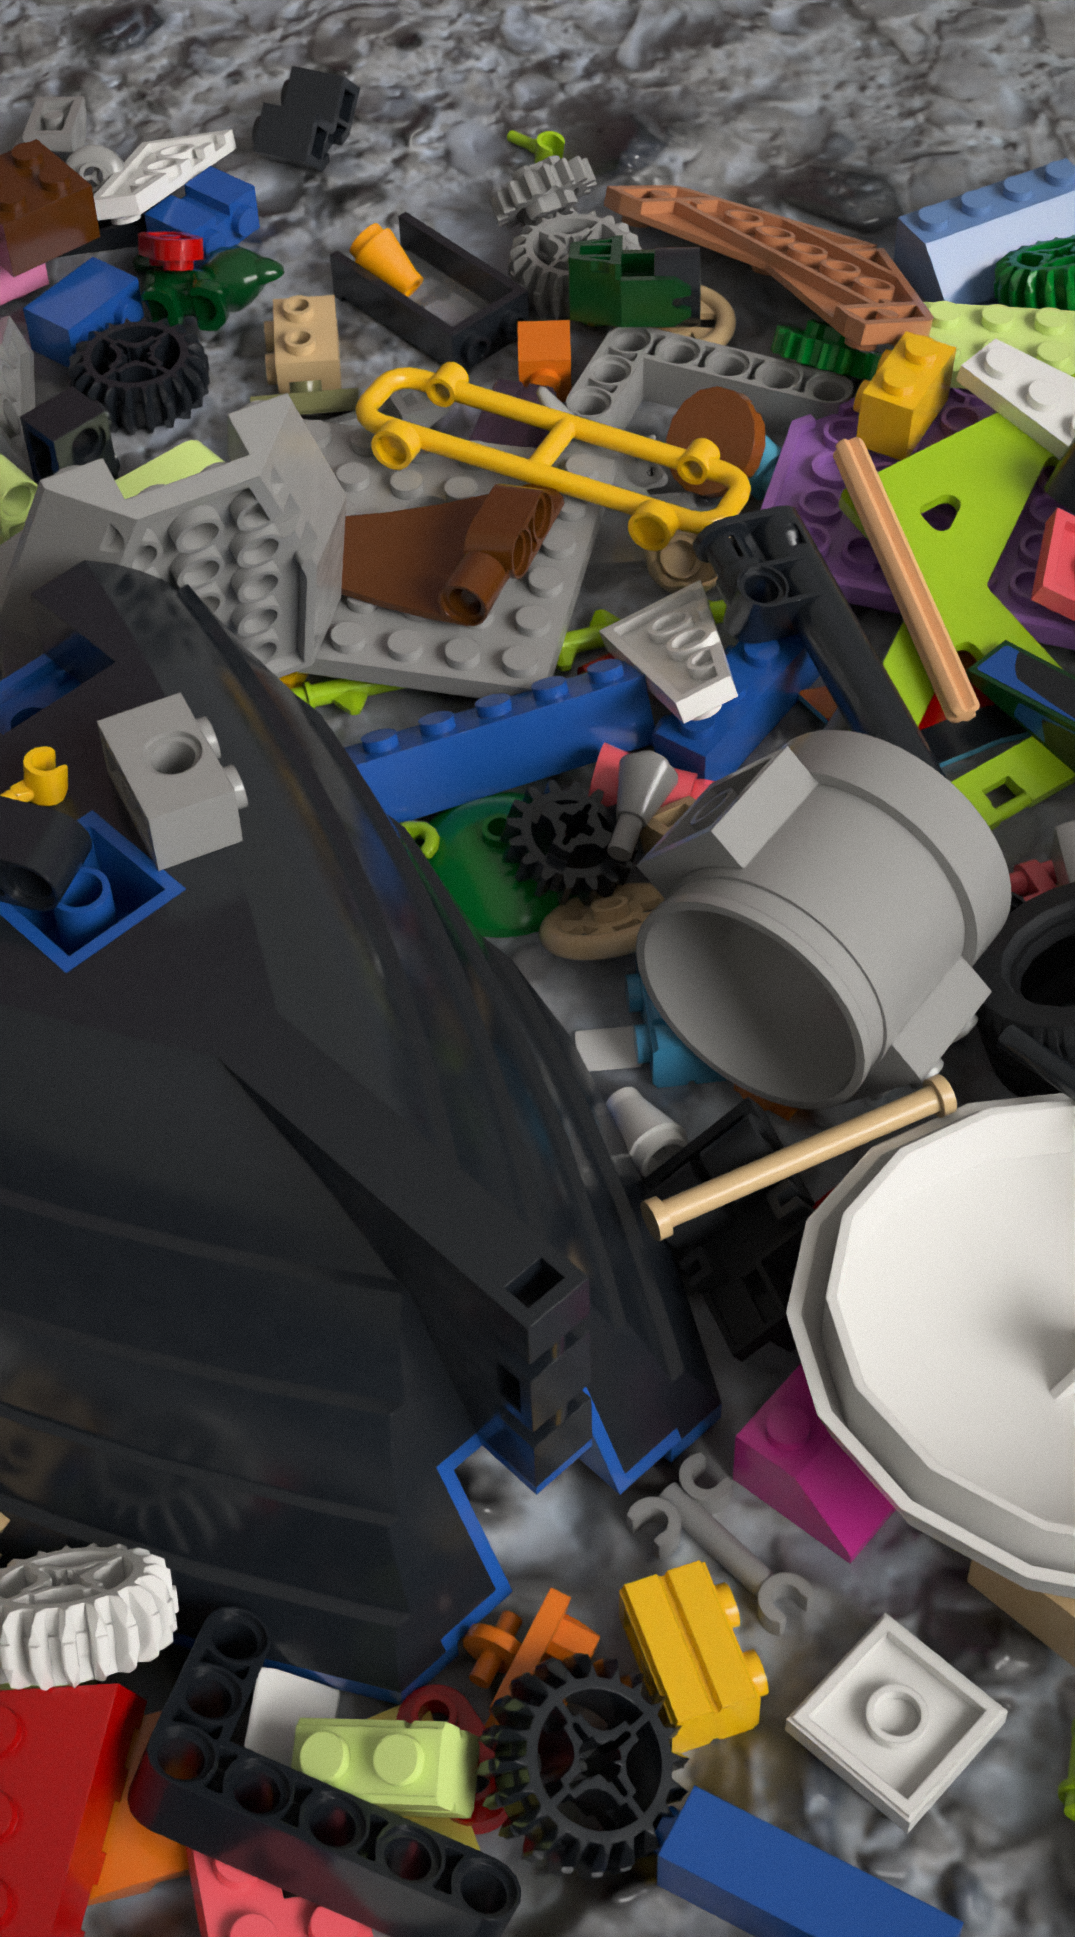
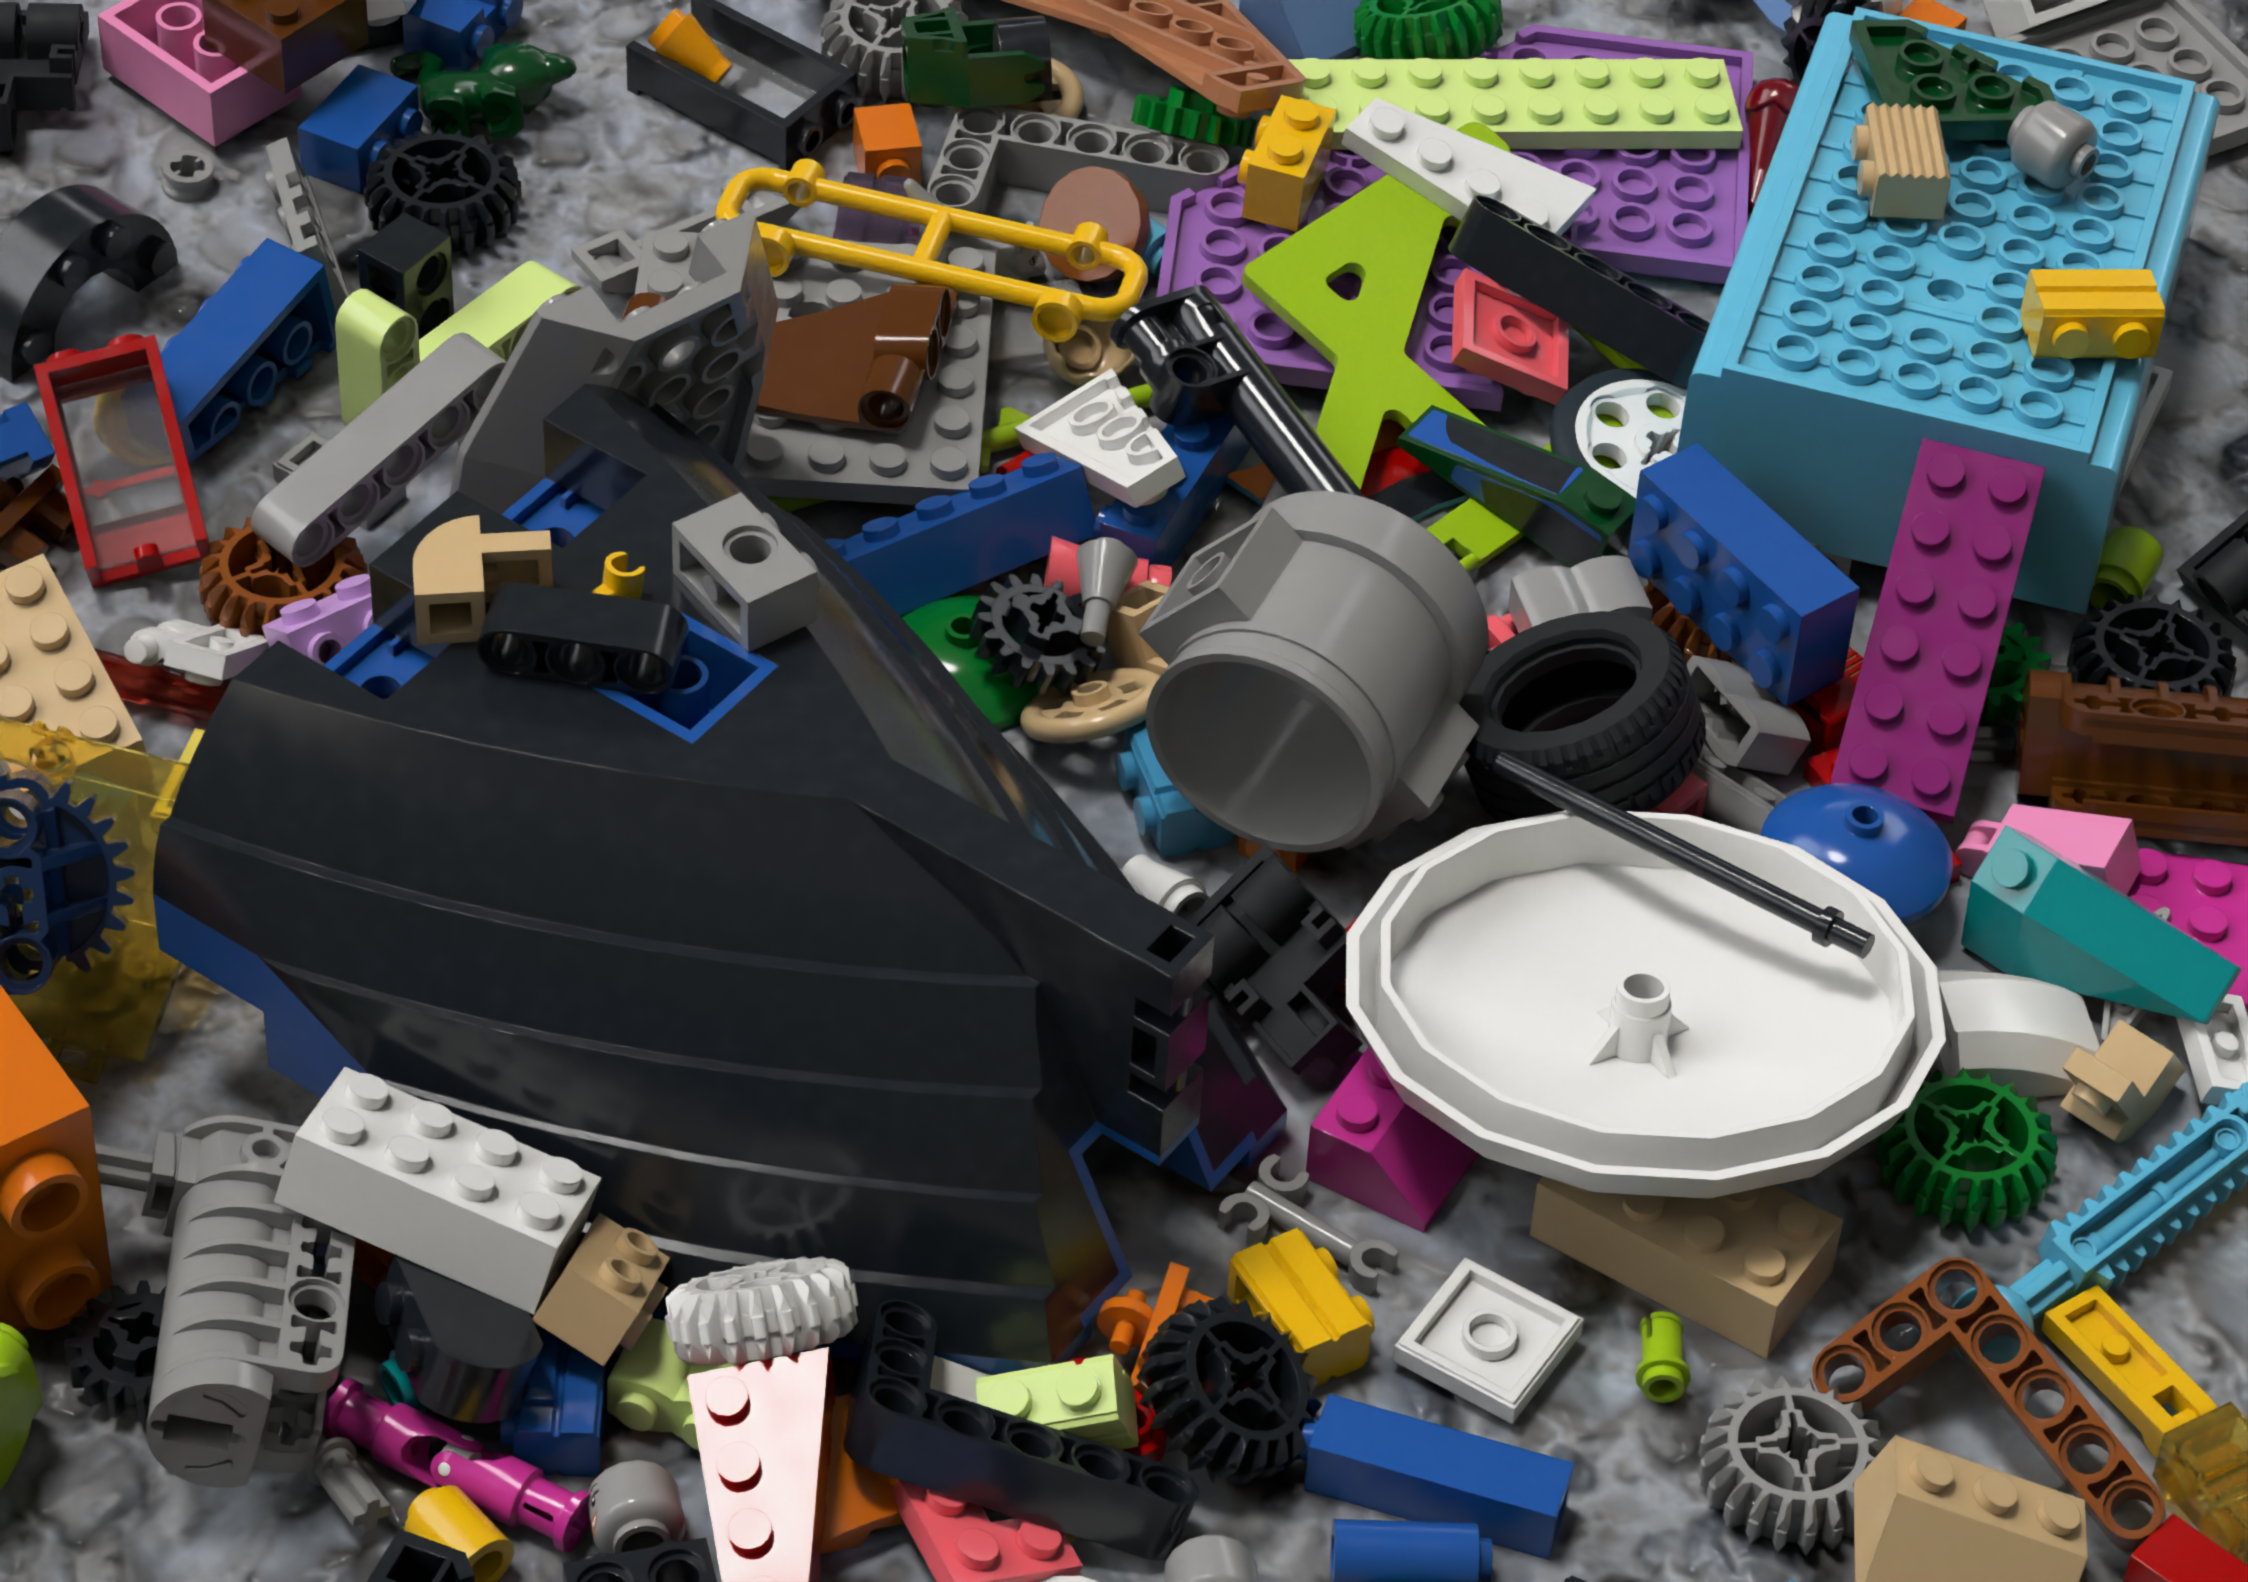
camera: 15 degrees left, 5 degrees down
(171, 249) = (449, 50): red plate -> none
(303, 342) = (620, 153): tan brick -> none
(311, 399) = (643, 208): olive plate -> none
(607, 1048) = (1112, 825): white sticker -> none
(906, 581) = (1324, 351): light nougat axle -> none
(934, 1098) = (1442, 823): tan bar -> none

